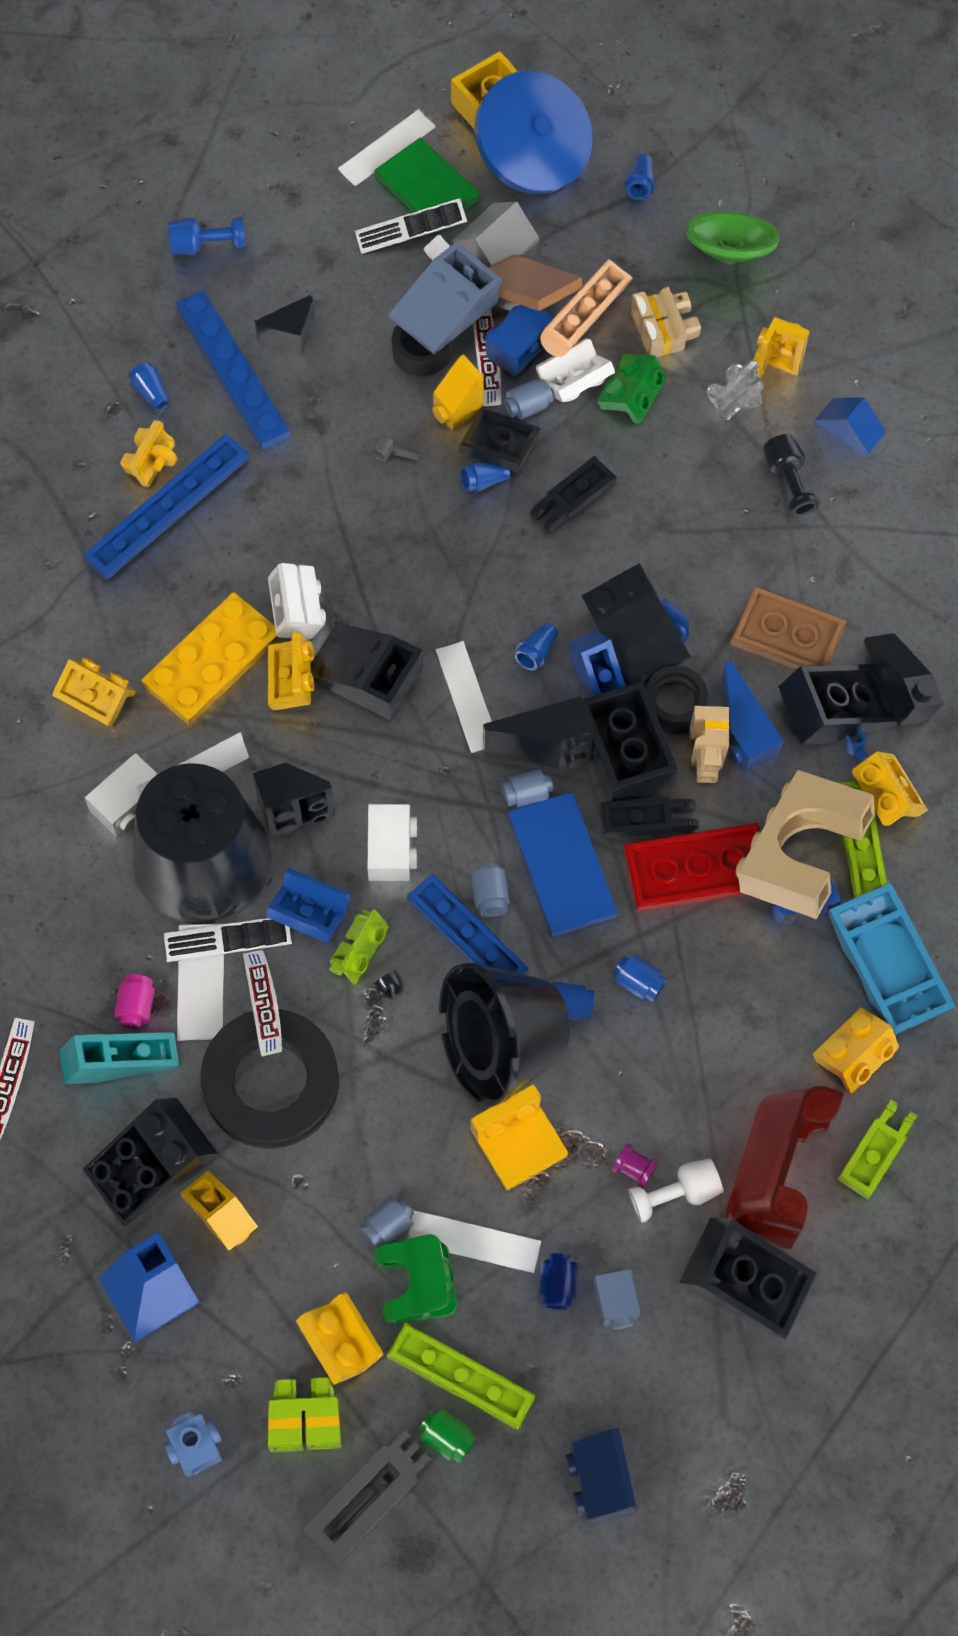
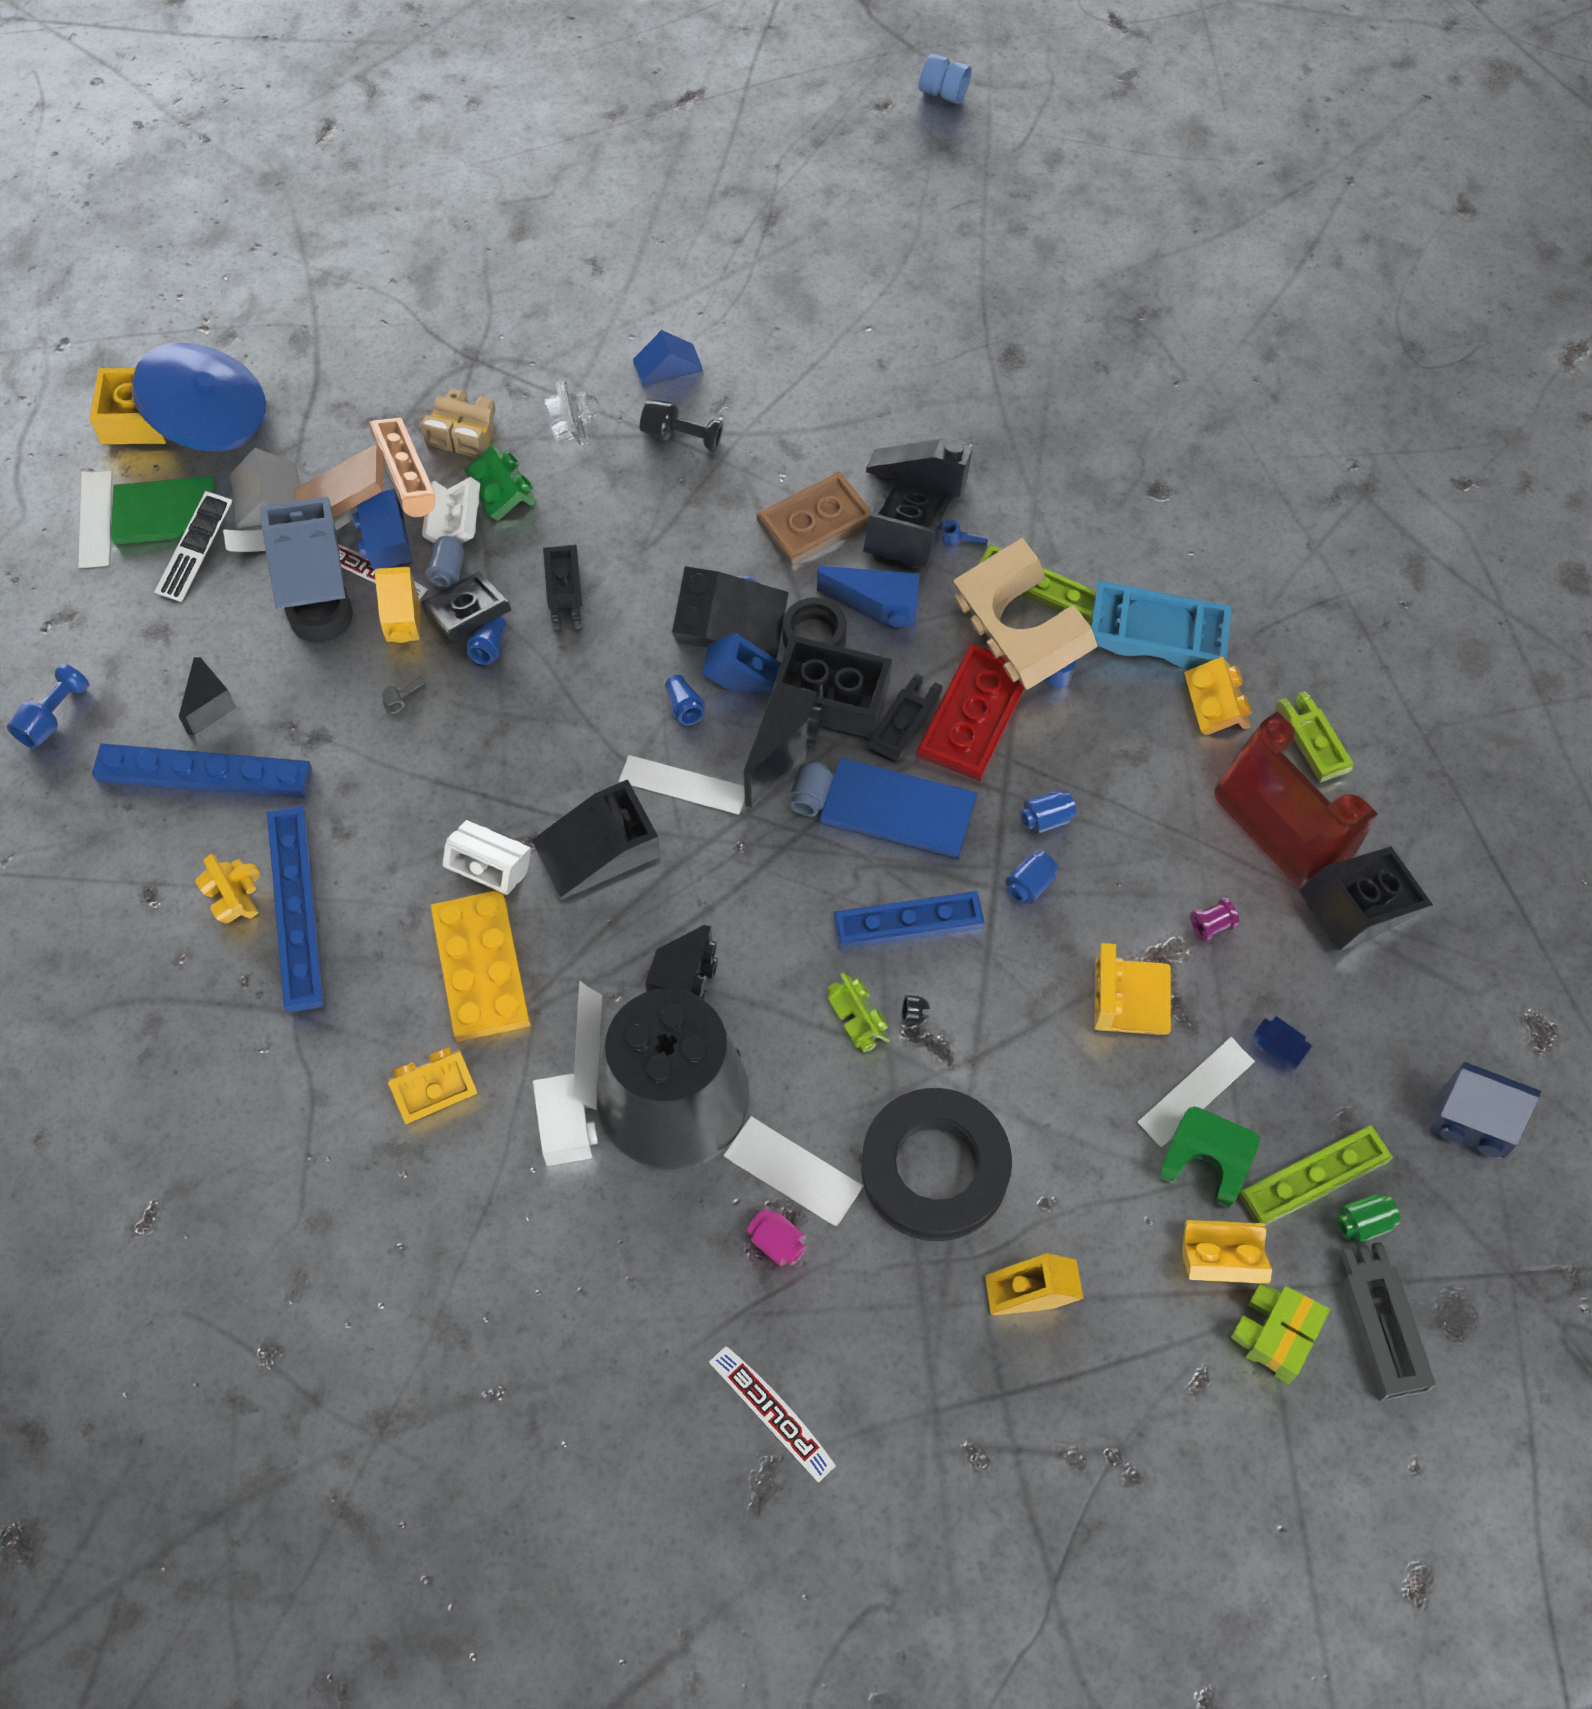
camera: 55 degrees left, 5 degrees down
(116, 1056) = (821, 1287): teal slope -> none
(148, 384) = (157, 846): blue cone -> none
(148, 1288) = (1071, 1395): blue slope -> none
(149, 1159) = (944, 1321): black slope -> none
(196, 1457) = (1252, 1444): medium blue brick -> none
(225, 939) = (767, 1121): sticker -> none
(263, 1002) = (863, 1121): sticker -> none
(289, 673) = (552, 906): yellow bracket -> none
(309, 906) = (793, 1028): blue bracket -> none
(387, 1222) = (1139, 1148): sand blue brick -> none
(390, 842) = (781, 925): white brick -> none
(490, 890) = (885, 874): sand blue brick -> none
(500, 1029) = (1035, 943): black cone -> none
(616, 1299) = (1326, 1006): sand blue brick -> none
(640, 179) = (312, 357): blue cone -> none
(697, 1182) = (1260, 882): white piece -> none
(711, 737) = (879, 624): tan hips -> none
(732, 236) = (430, 327): bright green dish -> none
(781, 346) = (565, 353): yellow bracket -> none
(891, 788) = (1000, 532): yellow bracket -> none

